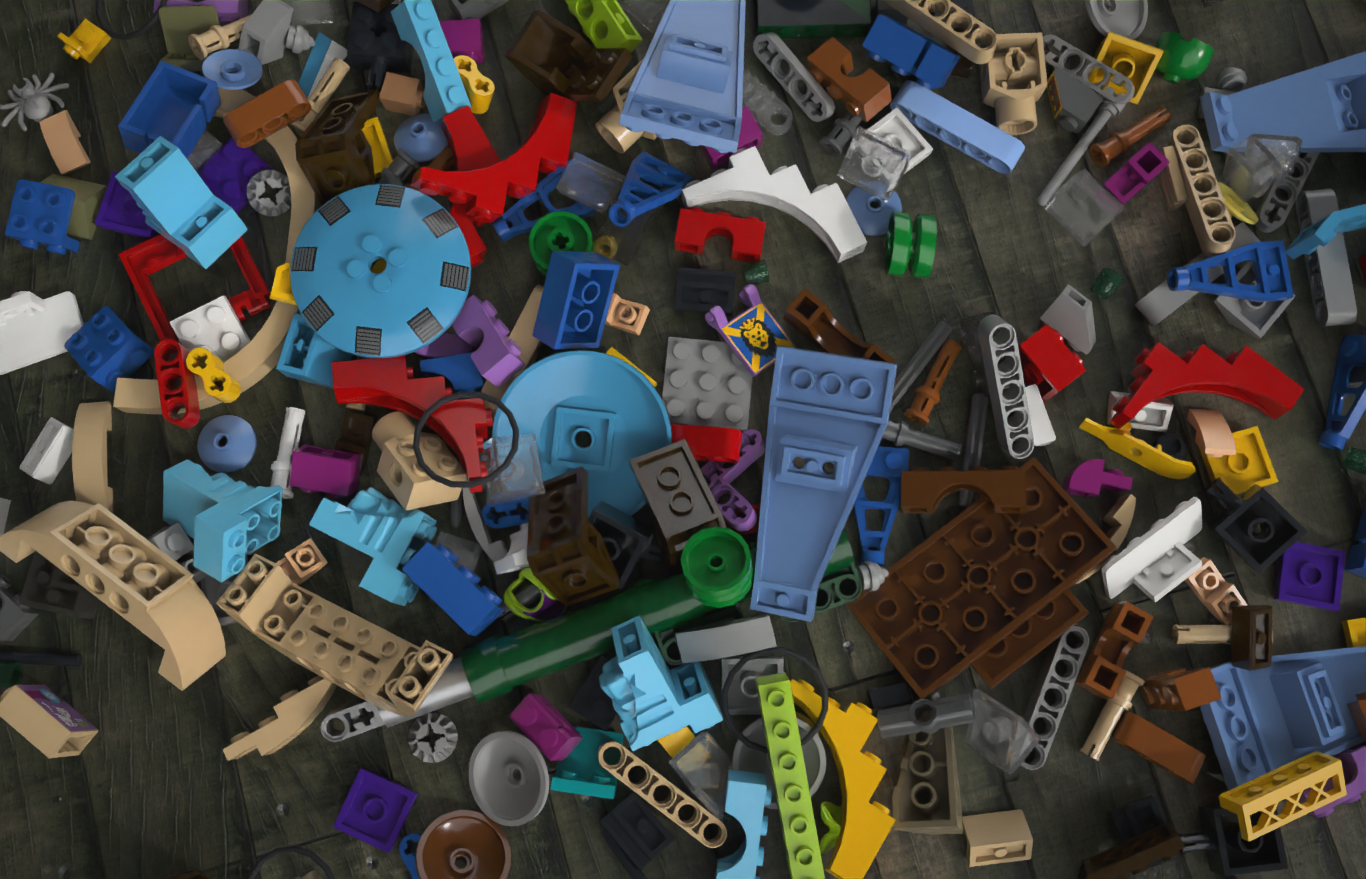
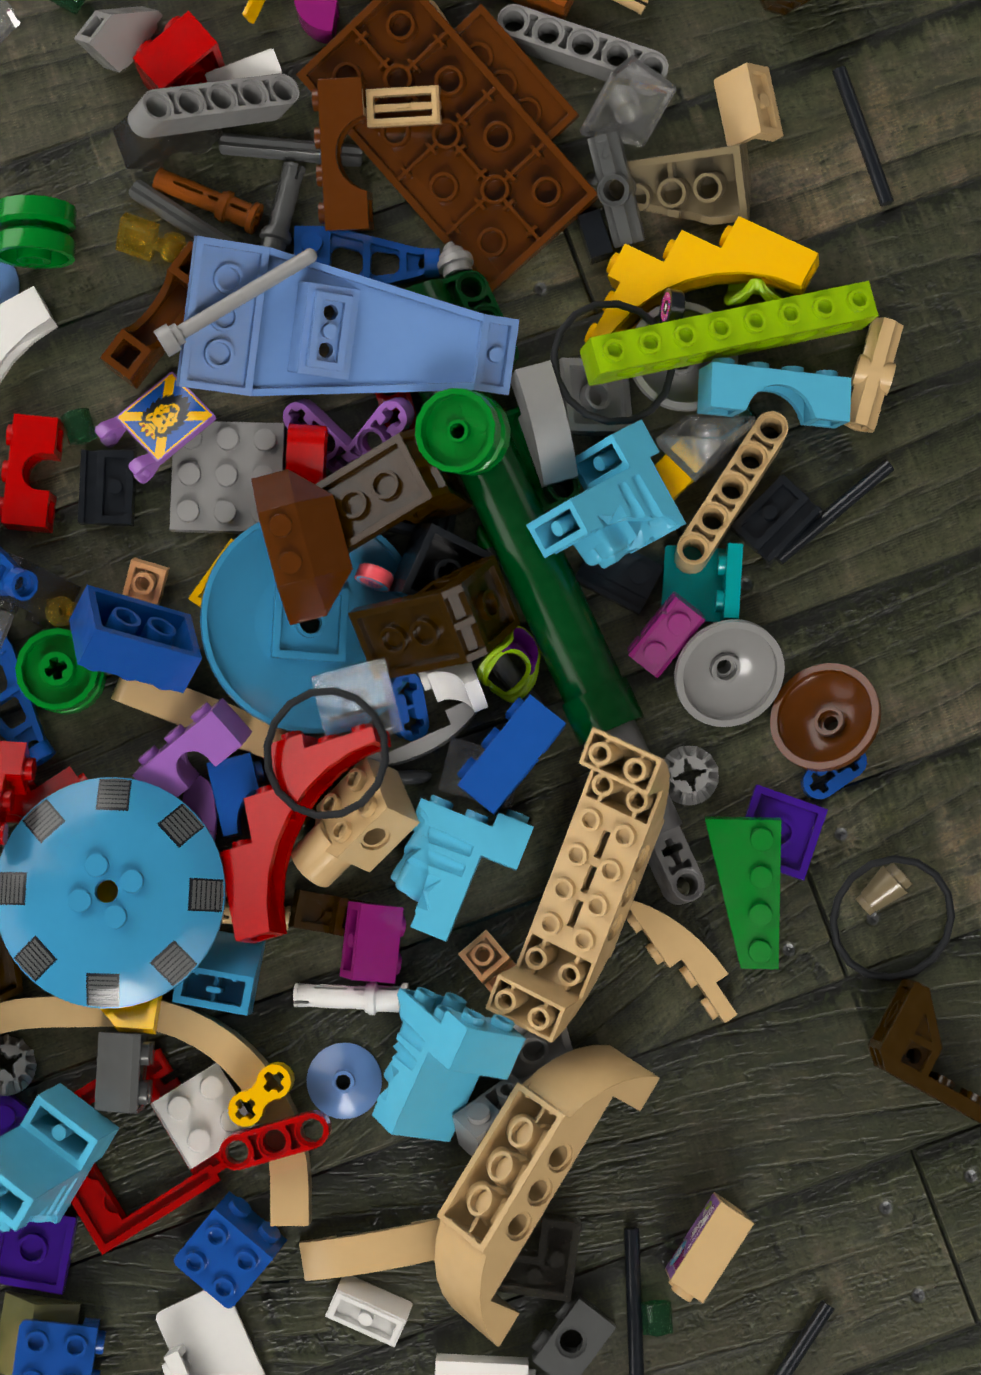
camera: 90 degrees left, 5 degrees up
(243, 274) = (123, 1072): none -> dark grey slope
(342, 781) = (749, 875): none -> green wing
(612, 491) = (374, 577): none -> coral tile
(640, 432) = (302, 543): none -> reddish brown wedge
(815, 343) = (174, 336): none -> light grey piece
(818, 754) = (672, 305): none -> black tile
(902, 328) = (141, 239): none -> clear yellow plate
(1002, 567) = (434, 105): none -> tan tile

